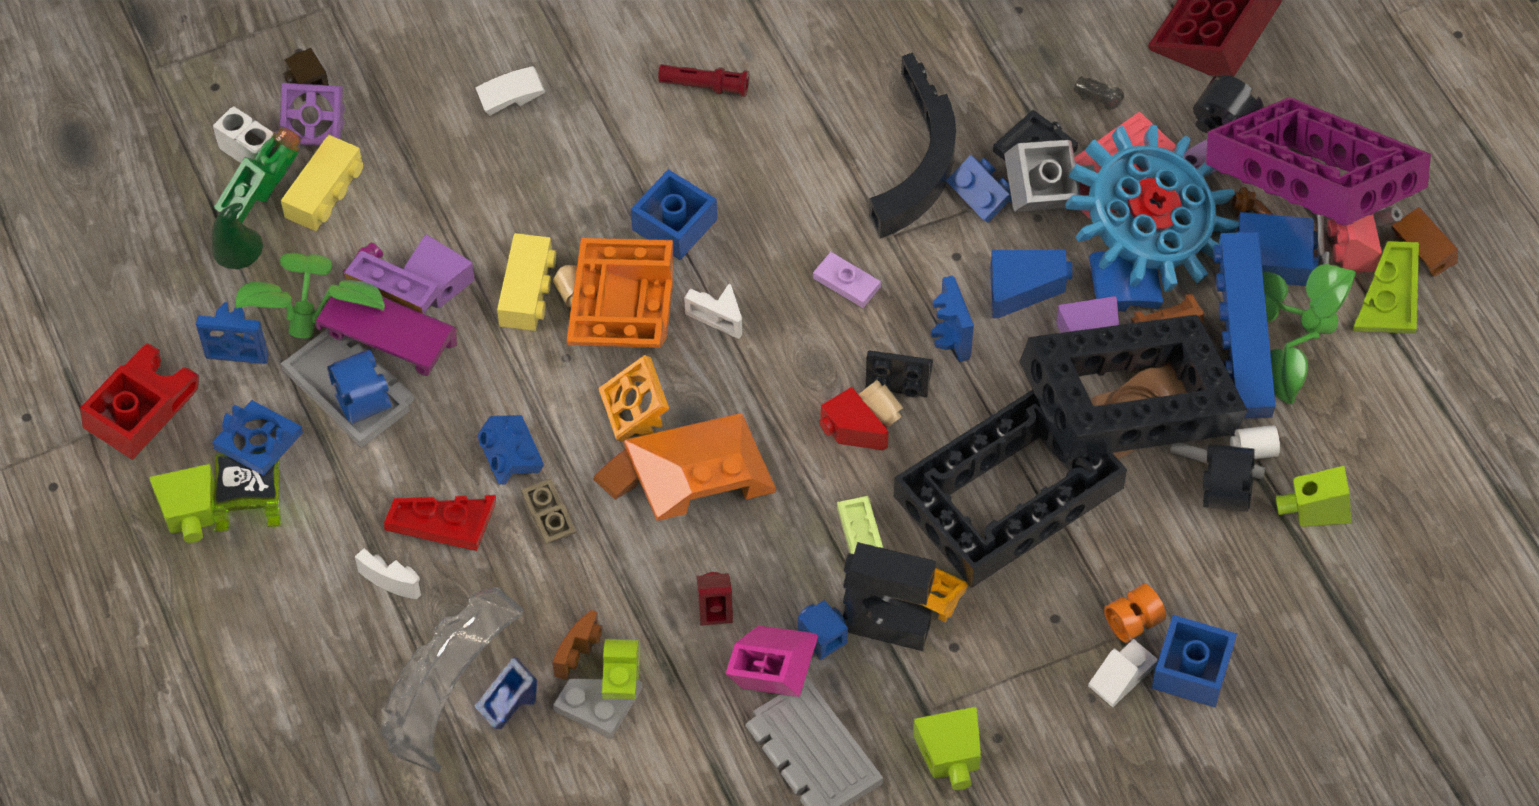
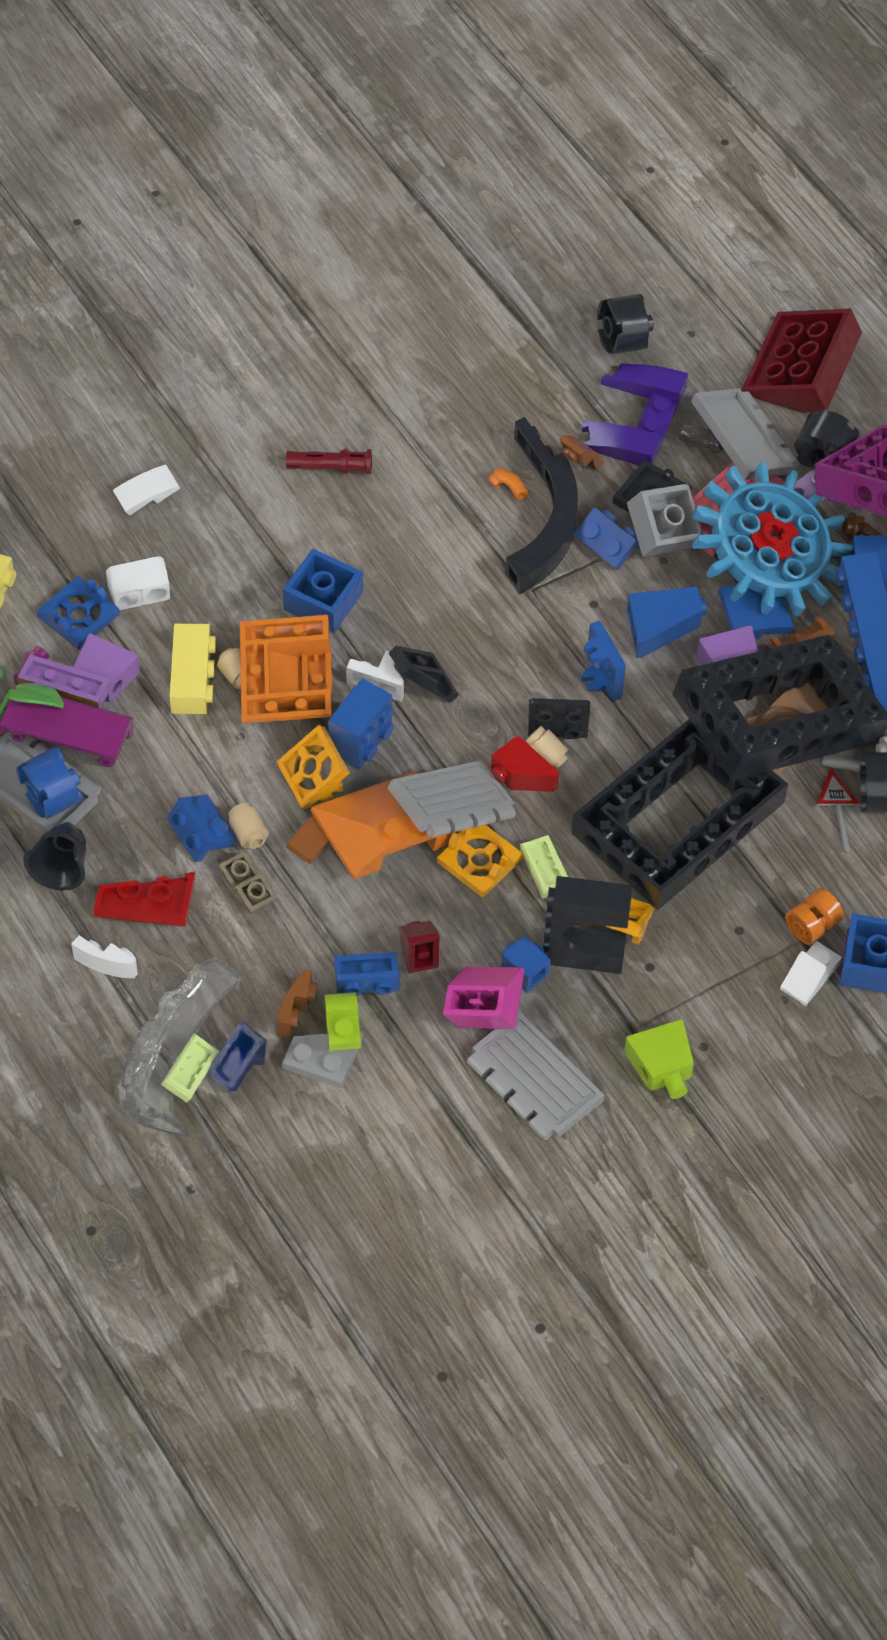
camera: 10 degrees left, 0 degrees up
(357, 465) = (58, 858): none -> black helmet
(402, 224) = (77, 637): none -> blue piece
(457, 699) = (190, 1068): none -> yellowish green plate
(486, 187) = (138, 583): none -> white piece
(557, 452) = (247, 826): none -> tan brick
(656, 621) = (367, 973): none -> blue bracket
(690, 358) = (362, 723): none -> blue brick
(764, 308) = (423, 670): none -> black wing
(772, 447) = (453, 798): none -> light grey hinge
(774, 493) = (480, 884): none -> light orange piece
(846, 279) = (494, 636): lavender plate -> none
(890, 117) = (511, 480): none -> orange arm
(962, 93) = (577, 451): none -> dark orange slope
(1066, 40) = (633, 445): none -> dark purple wedge
(1143, 90) = (744, 432): none -> light grey hinge
(1181, 485) = (837, 794): none -> piece

